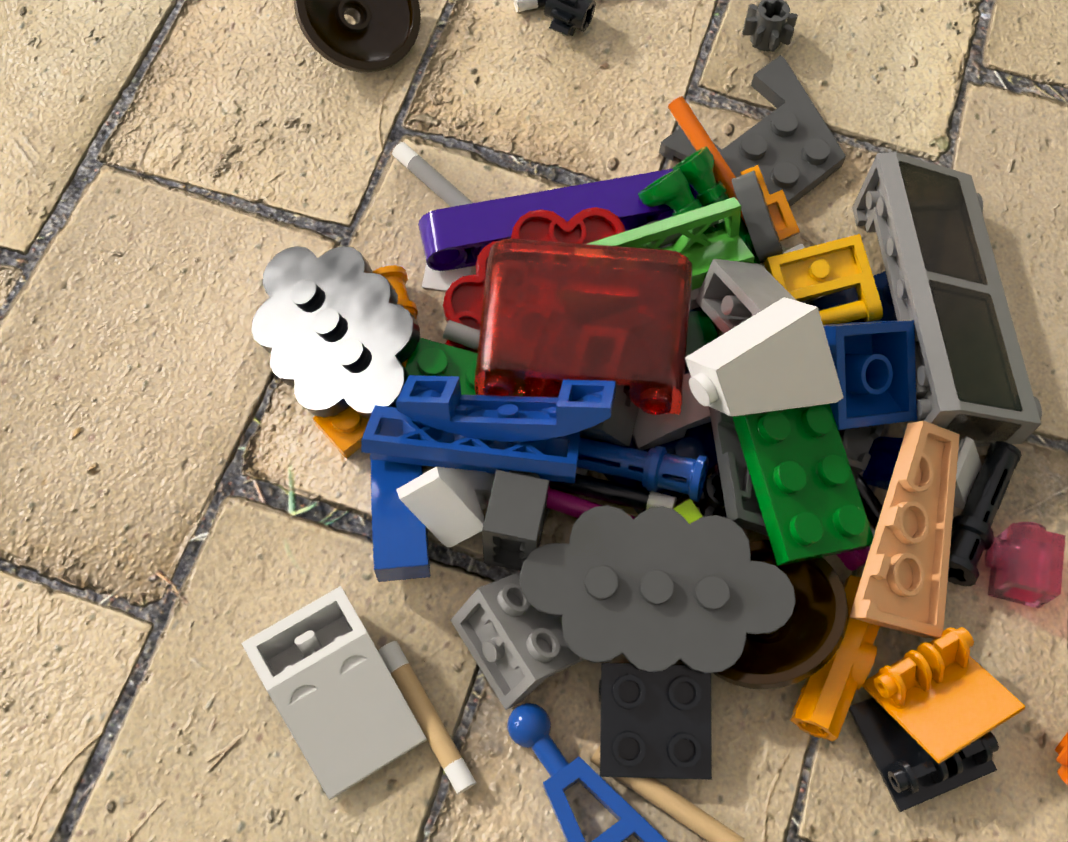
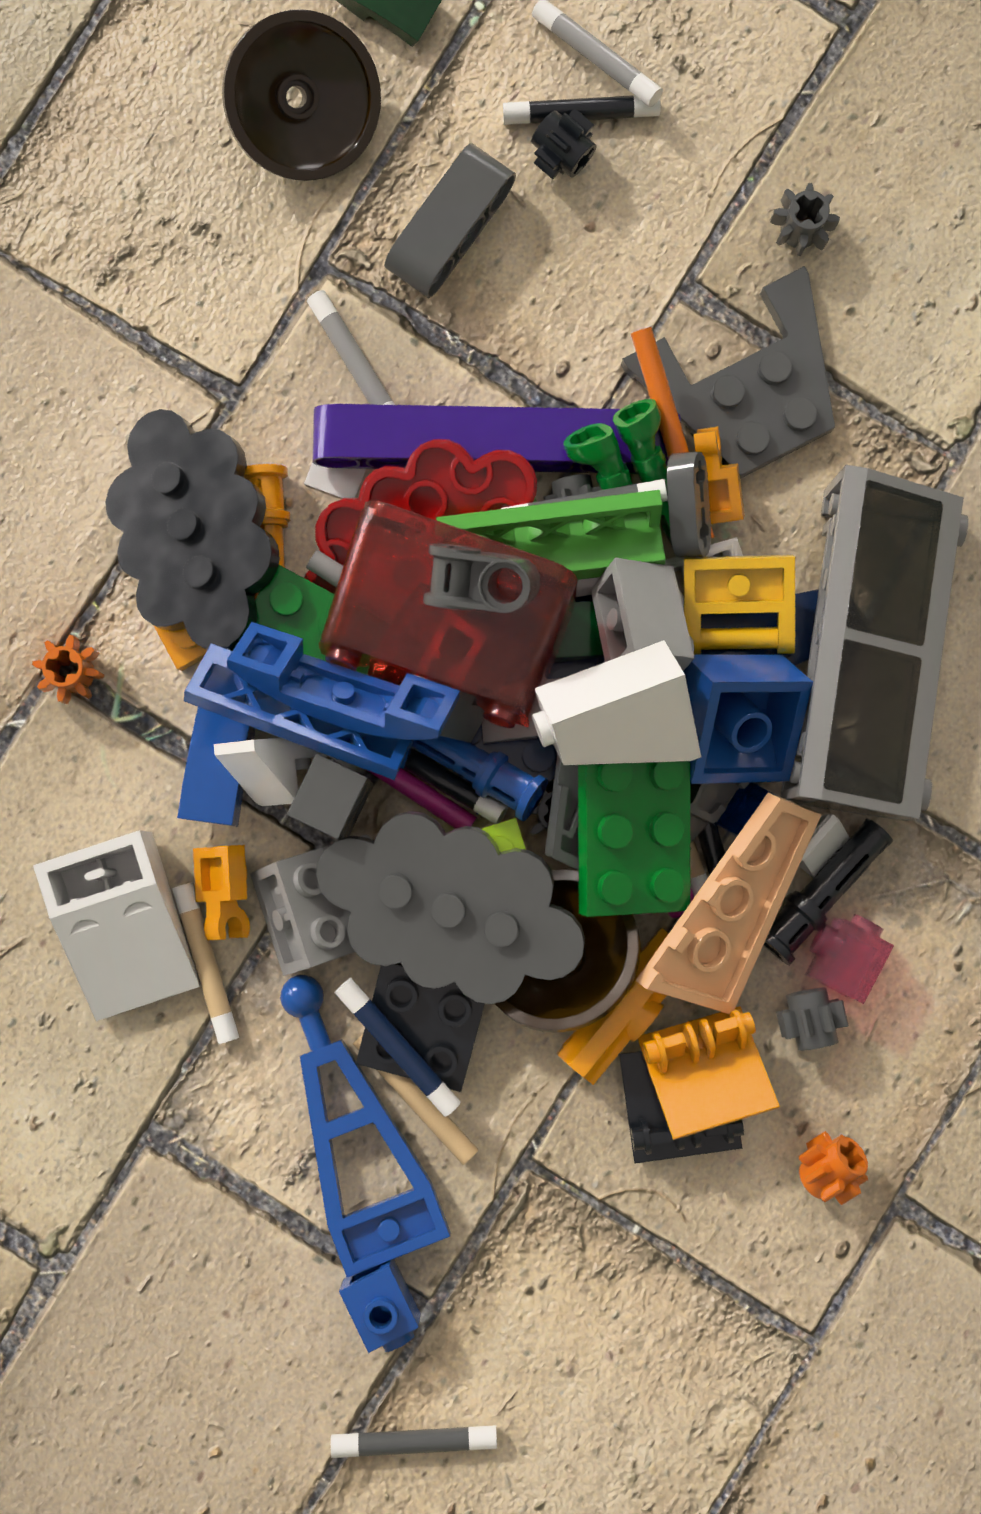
camera: 15 degrees right, 20 degrees up
(231, 467) = (63, 656): none -> orange gear
(423, 632) = (220, 882): none -> light orange plate
(494, 75) = (450, 220): none -> dark grey beam
(608, 269) = (468, 579): none -> dark grey piece
(642, 742) = (397, 1047): none -> dark blue bar
(1016, 625) = (812, 1019): none -> dark grey gear

